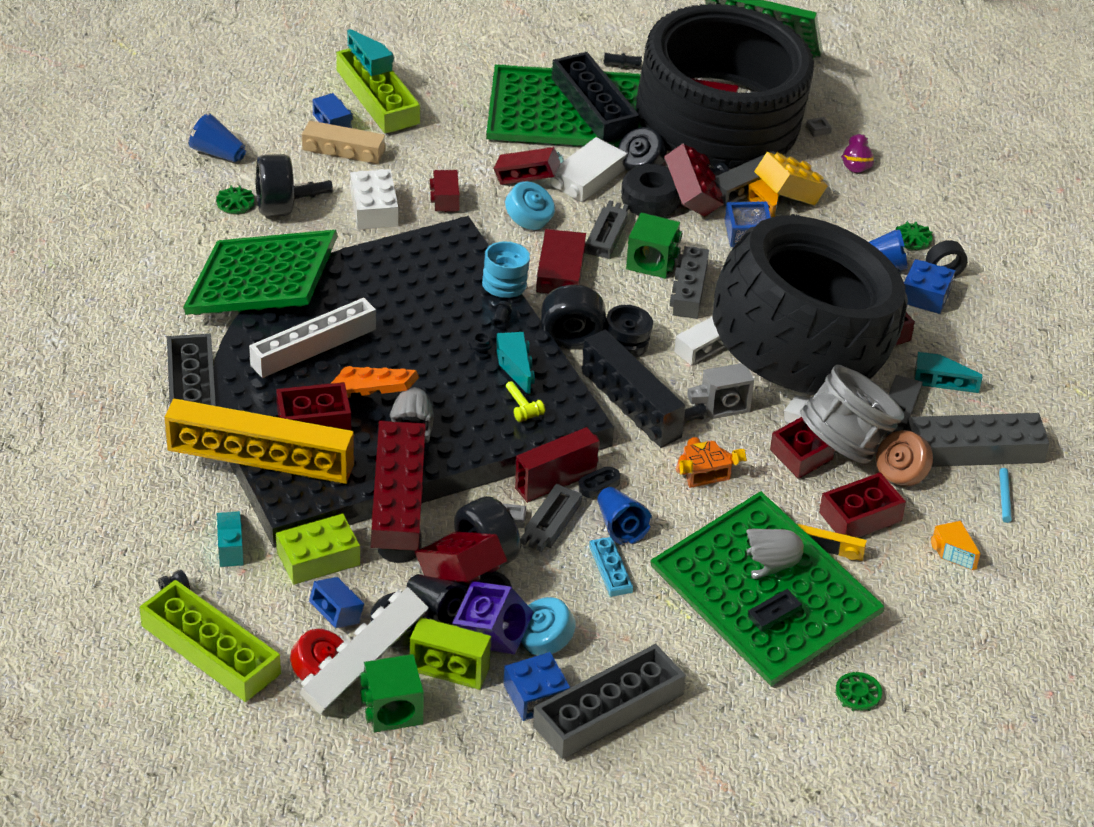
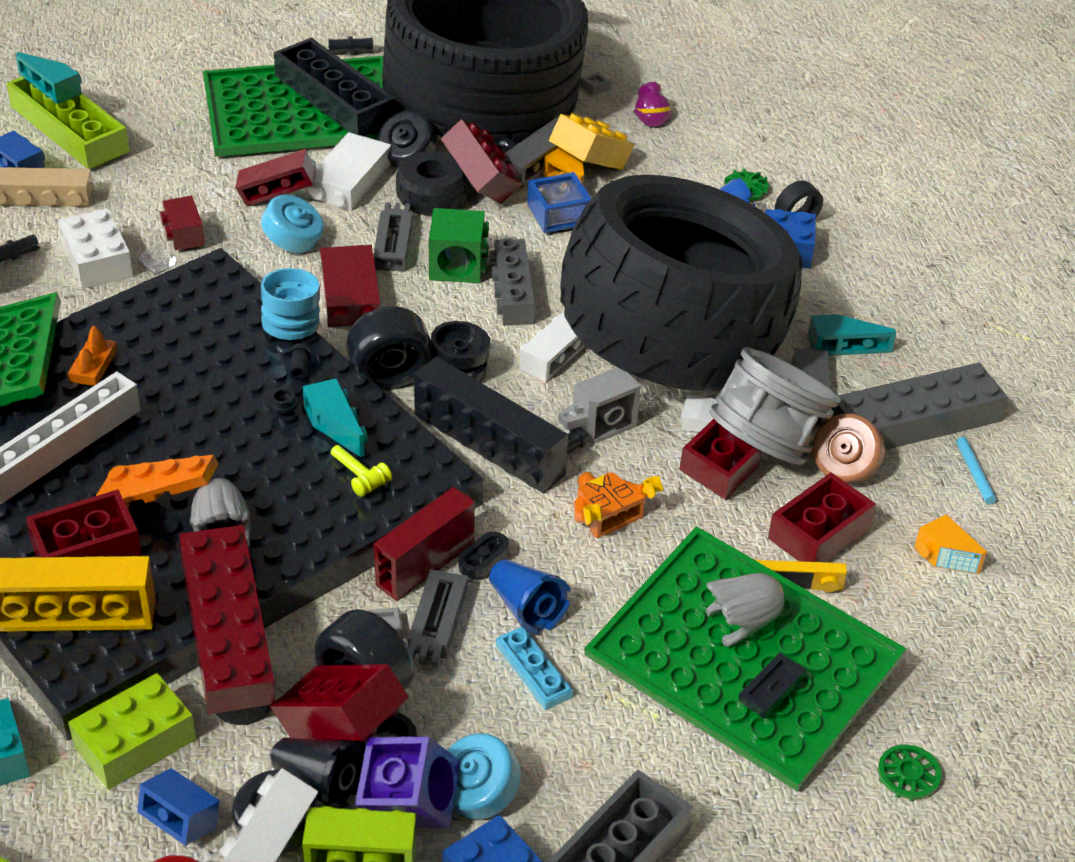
camera: 15 degrees left, 0 degrees up
(350, 285) = (92, 359): none -> orange tile
(419, 216) = (157, 260): none -> clear plate

